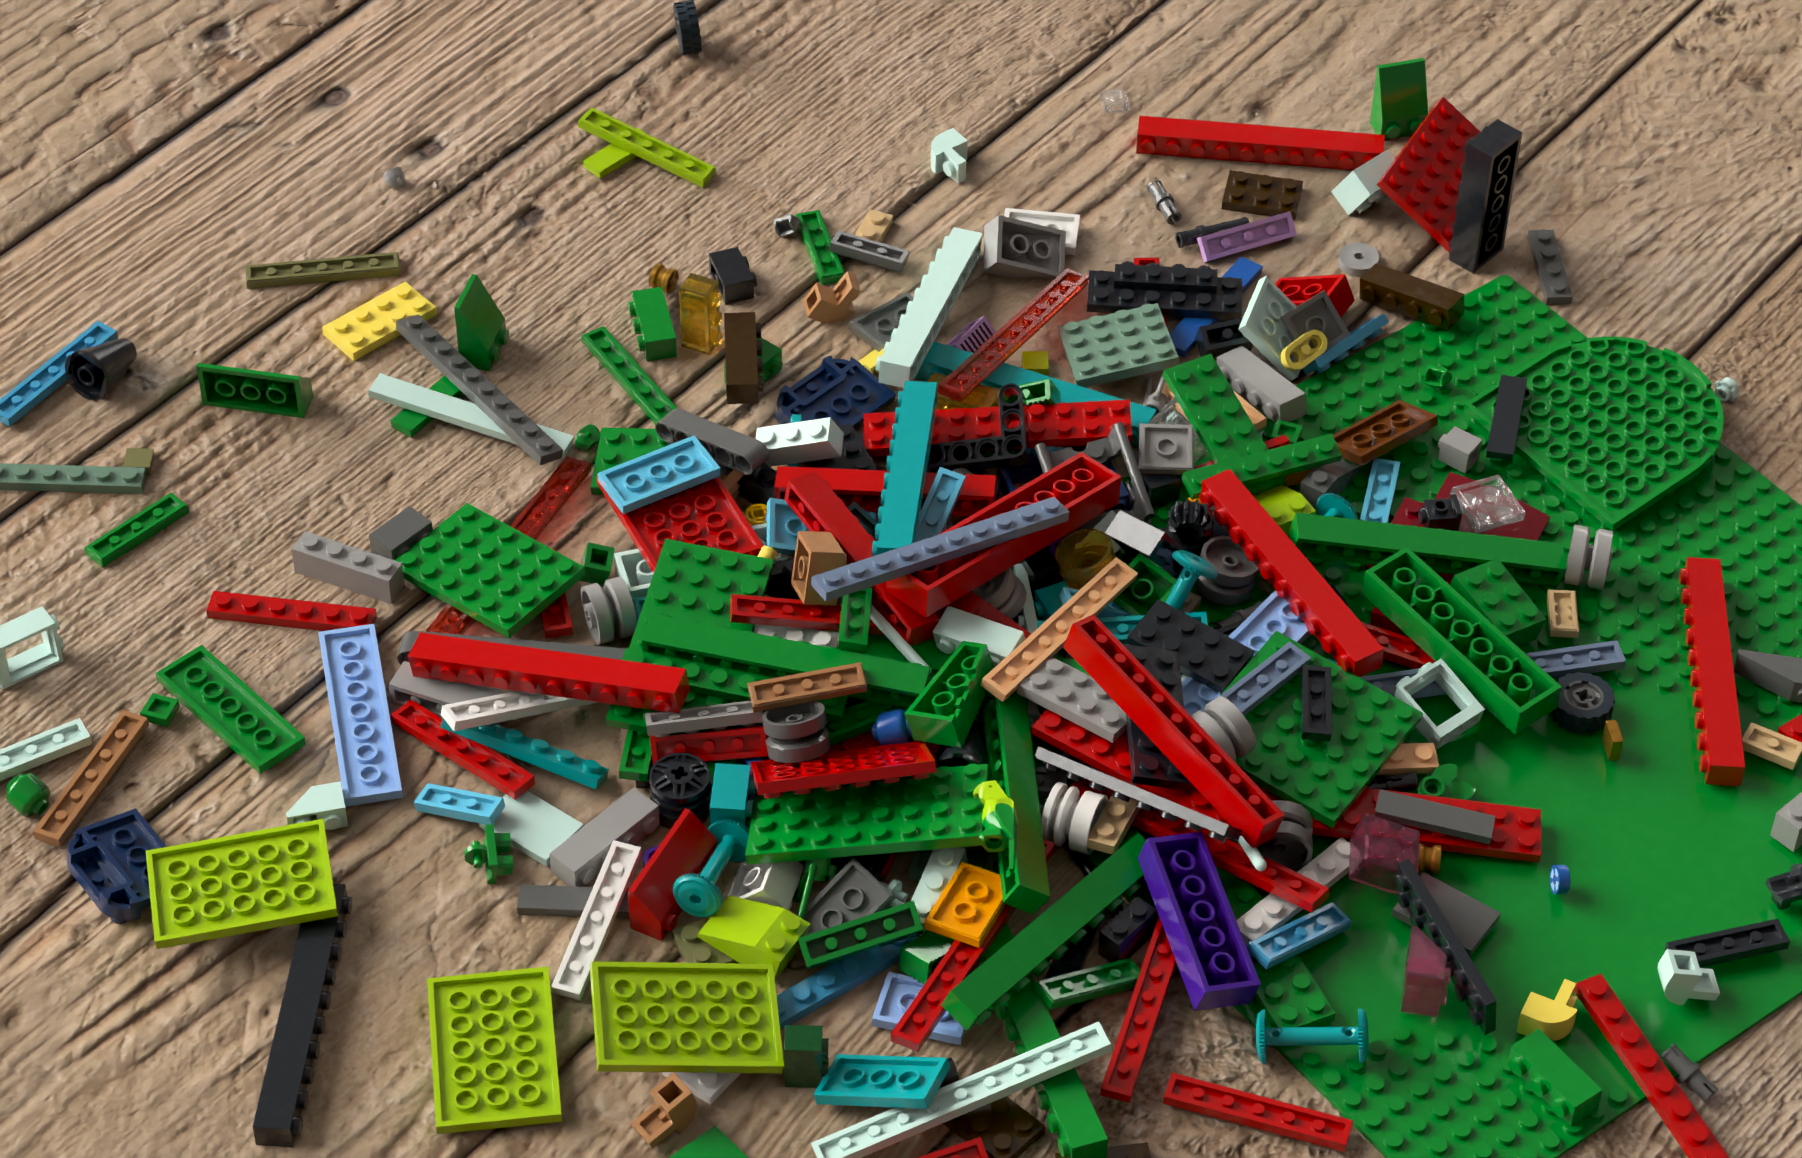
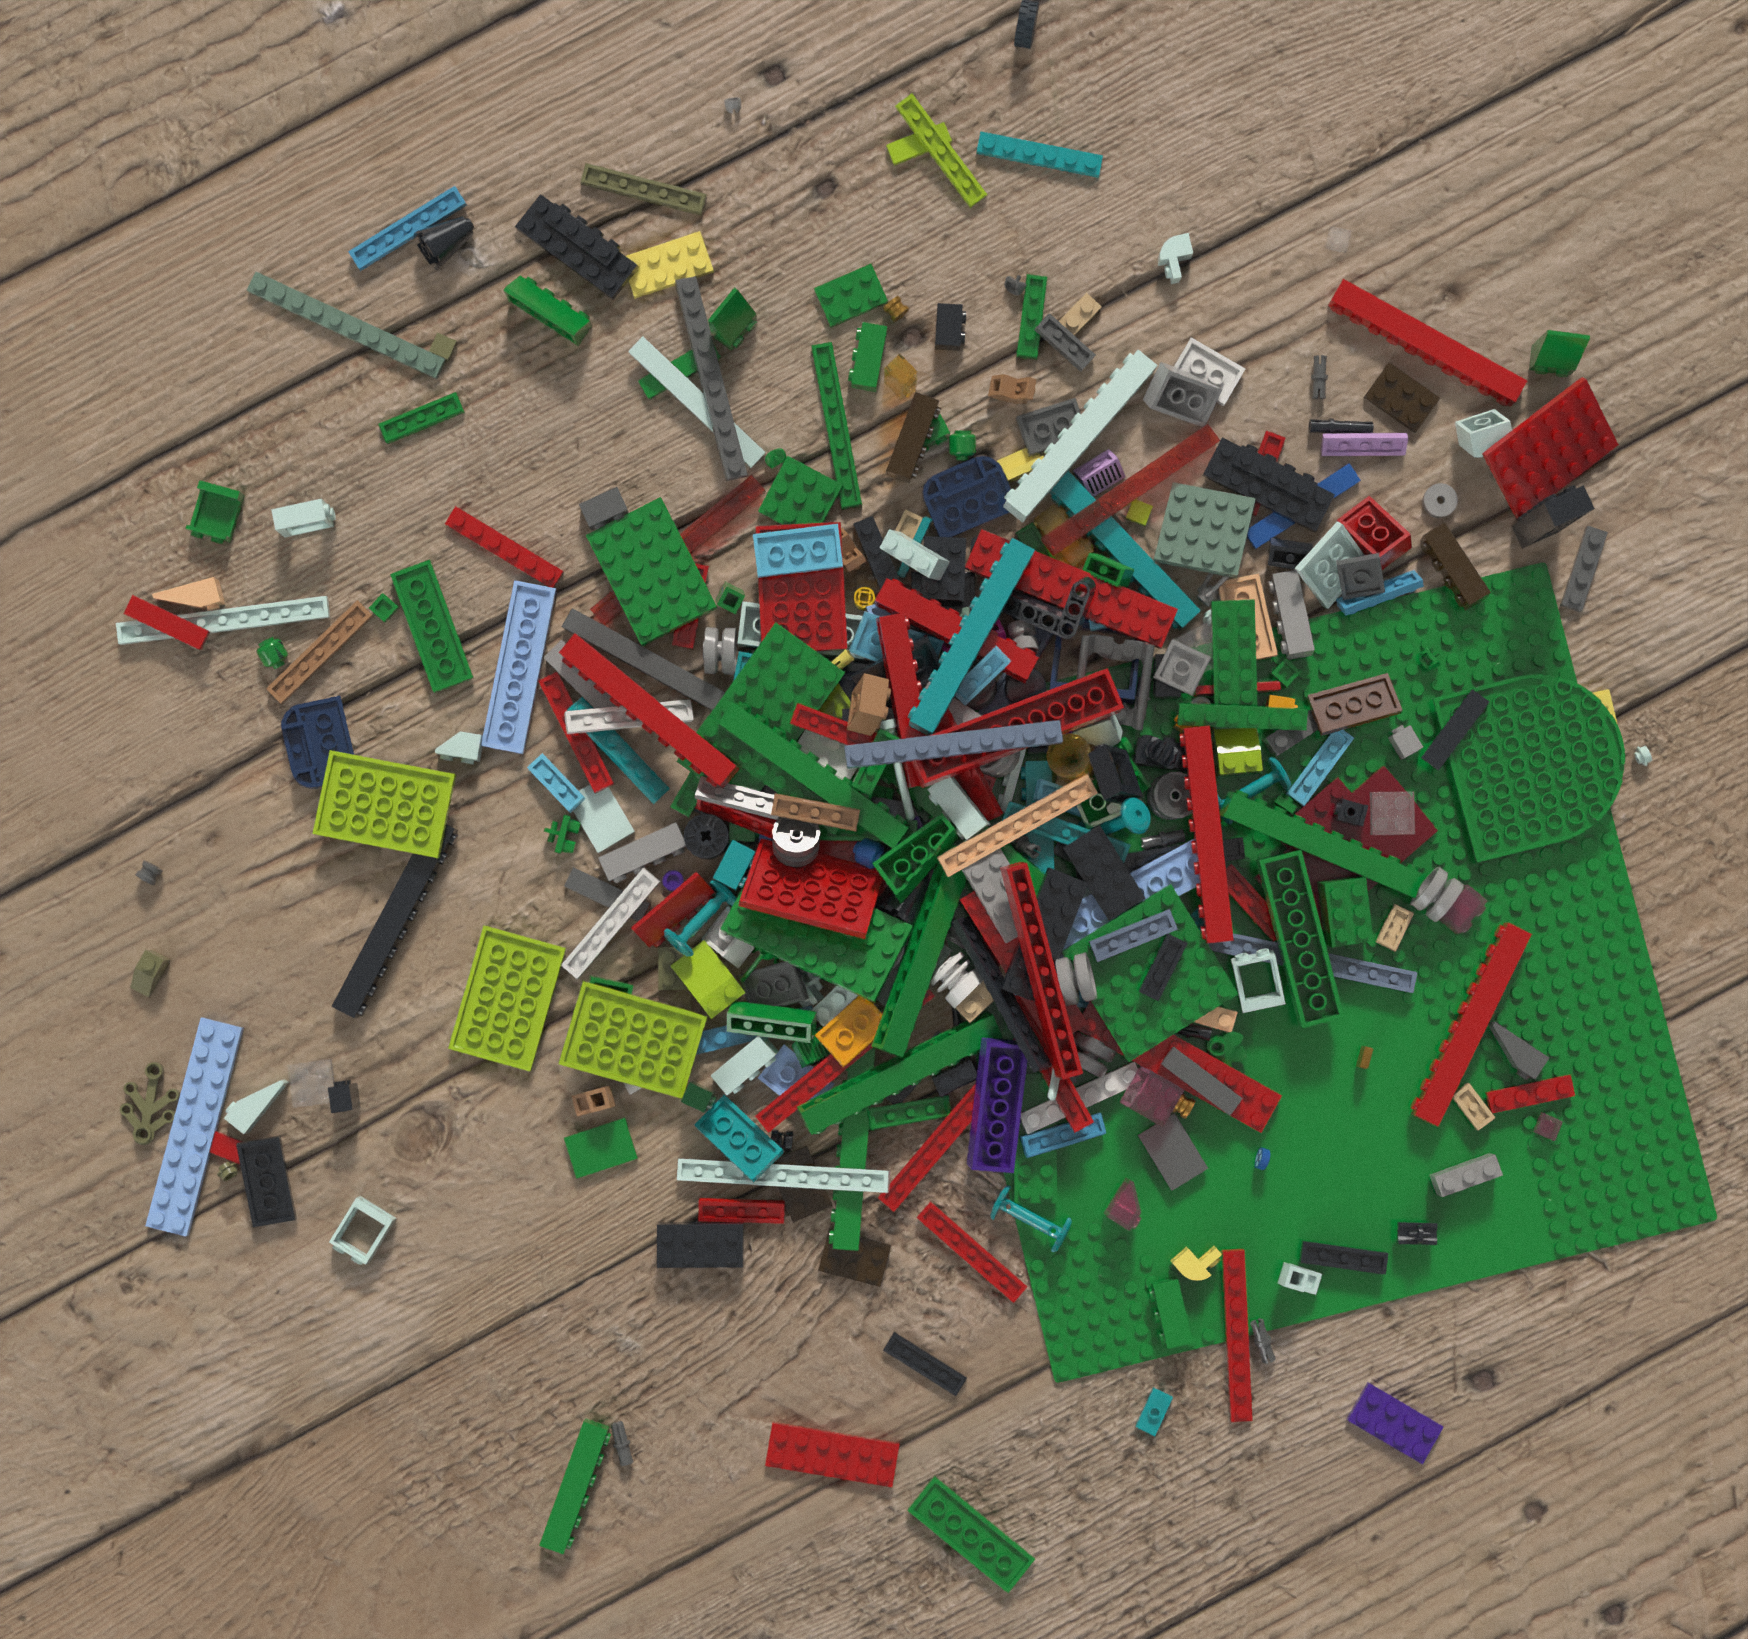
camera: 20 degrees right, 40 degrees up
(266, 327) = (577, 245): none -> black plate
(348, 567) = (555, 524): light grey brick -> none
(605, 286) = (851, 295): none -> green plate
(722, 443) = (853, 523): dark grey beam -> none
(755, 126) = (1039, 154): none -> teal plate
(800, 360) = (962, 444): none -> green head
(850, 1002) = (745, 1065): none -> light aqua brick
(998, 820) = (891, 991): green animal -> none
(1302, 351) = (1339, 598): light yellow plate -> none
(1427, 916) = (1148, 1203): black plate -> none
(1584, 703) = (1363, 1014): black wheel -> none
(1627, 570) = (1463, 910): none -> clear pink brick

